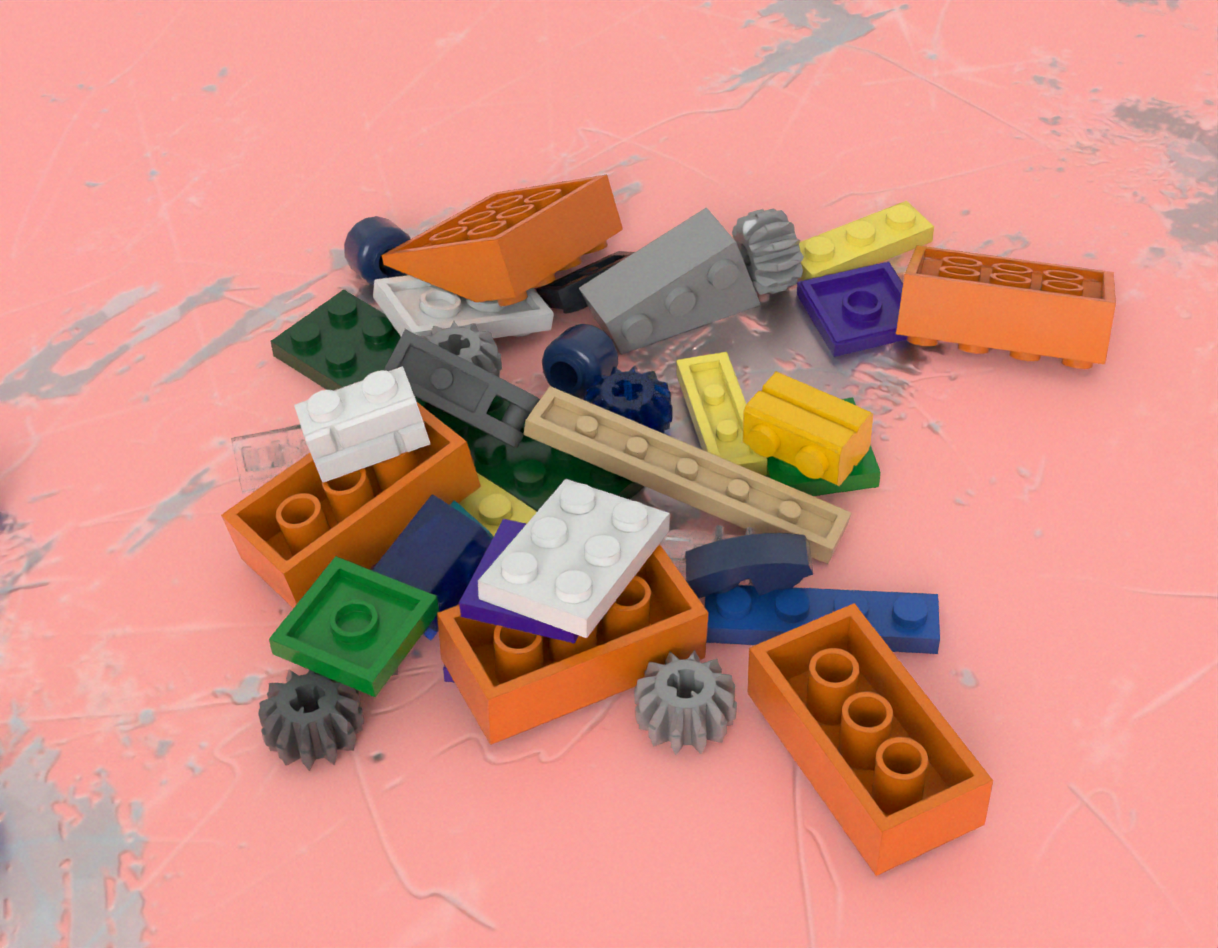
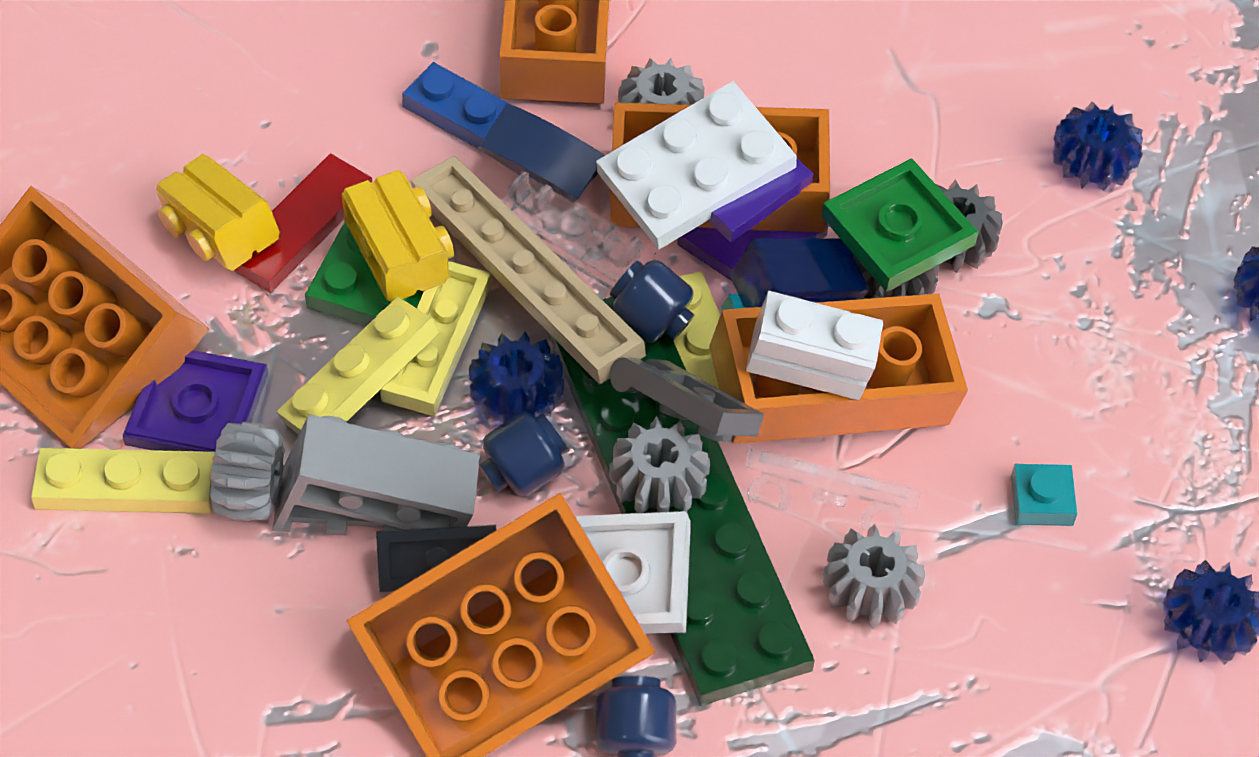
camera: 155 degrees left, 10 degrees up
(131, 537) = (1044, 494): none -> teal plate
(190, 883) = (1097, 146): none -> clear blue gear
(249, 400) = (852, 572): none -> light grey gear
(541, 467) = (653, 301): none -> dark blue head
(752, 351) = (362, 366): none -> light yellow plate
(917, 459) = (303, 221): none -> red tile
(977, 400) = (216, 213): none -> yellow brick

